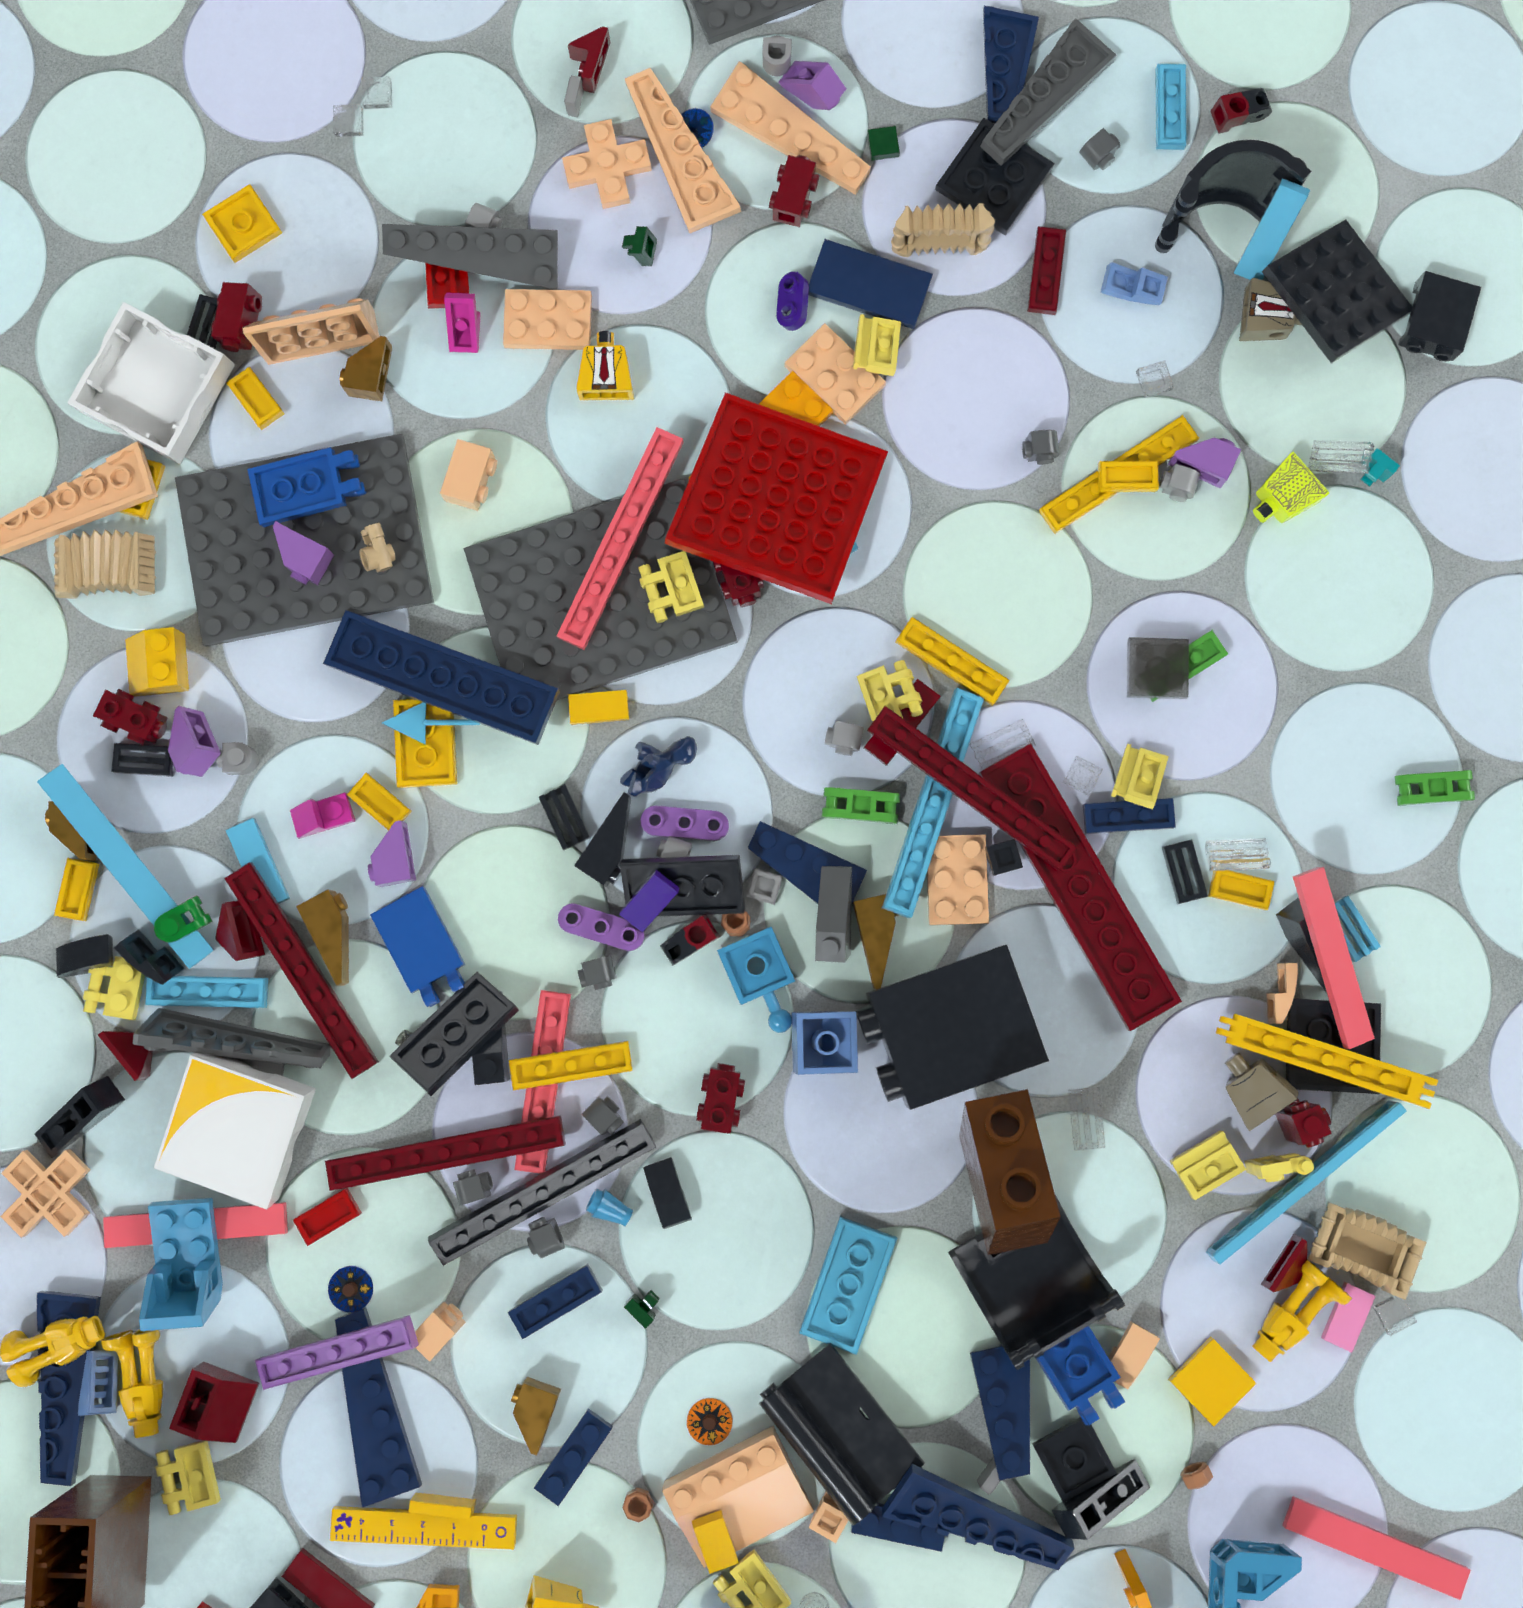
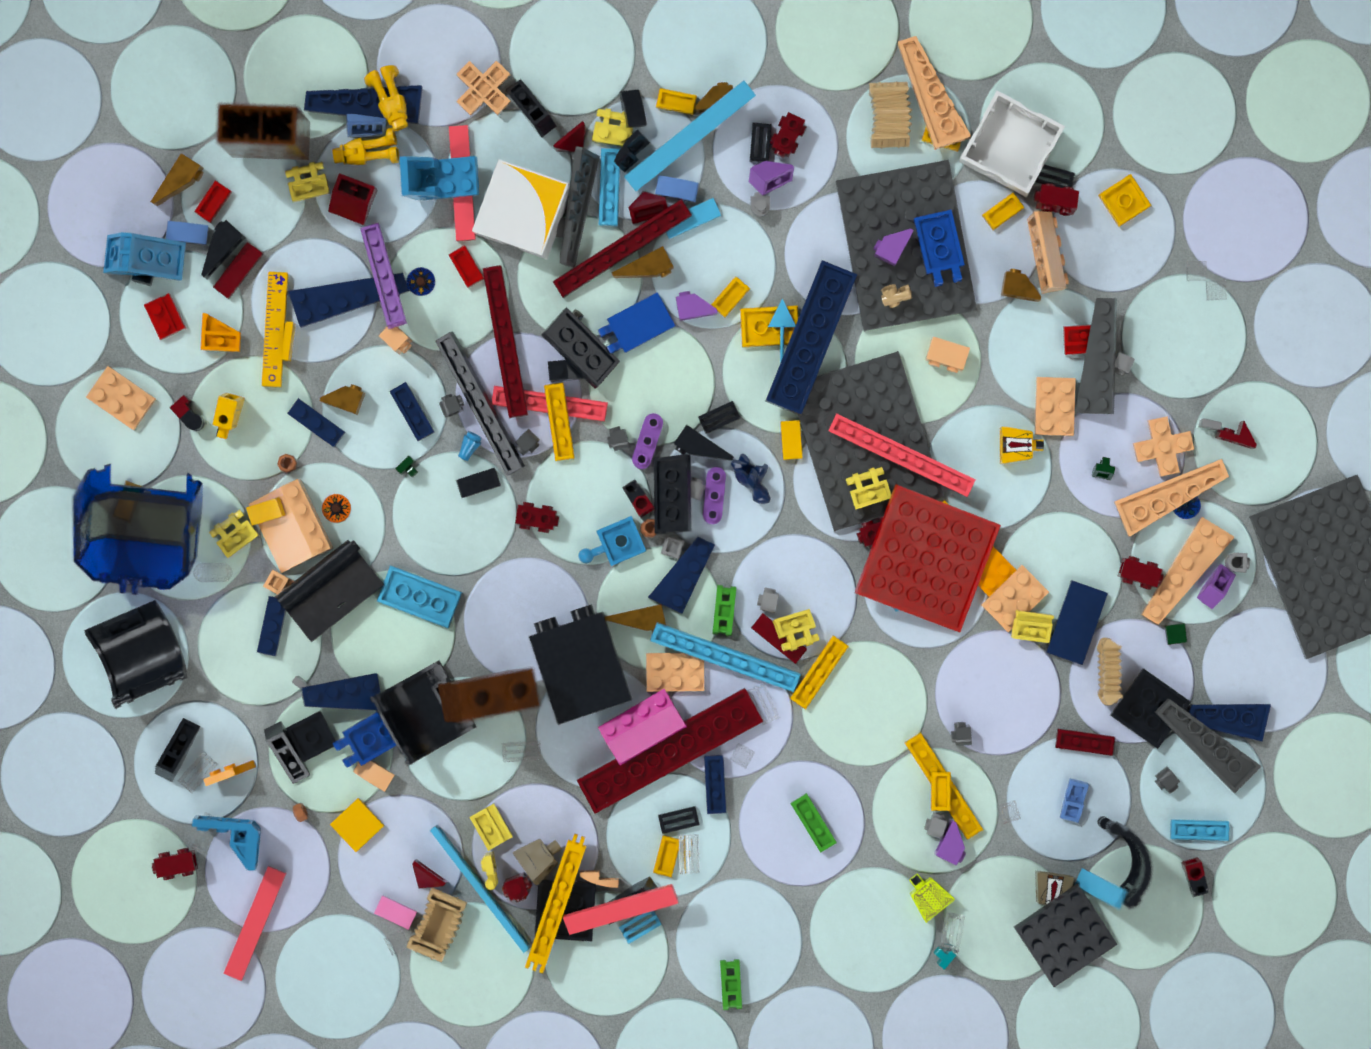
camera: 90 degrees right, 5 degrees up
(157, 662) = (824, 149): yellow slope -> none
(172, 927) = (651, 165): green plate -> none
(210, 882) = (677, 188): none -> medium blue slope
(321, 815) = (722, 259): dark pink slope -> none
(462, 322) = (1050, 350): dark pink slope -> none
(472, 1186) = (483, 359): dark grey plate -> none
(649, 901) = (663, 472): dark purple tile -> none
(792, 299) = (1064, 570): dark purple plate -> none
(824, 1042) = (571, 584): medium blue slope -> none
(834, 915) = (652, 591): dark grey slope -> none
(955, 1510) = (283, 658): dark blue wing -> none
(972, 788) = (733, 681): dark red tile -> none
(1003, 857) = (688, 701): black tile -> none
(1045, 929) = (642, 726): none -> dark pink slope
(1140, 776) = (740, 791): light yellow plate -> none
(1157, 668) = (811, 805): clear smoke plate -> none
(1286, 1329) = (389, 872): yellow piece -> none
(1440, 316) = (1047, 1003): black panel -> none

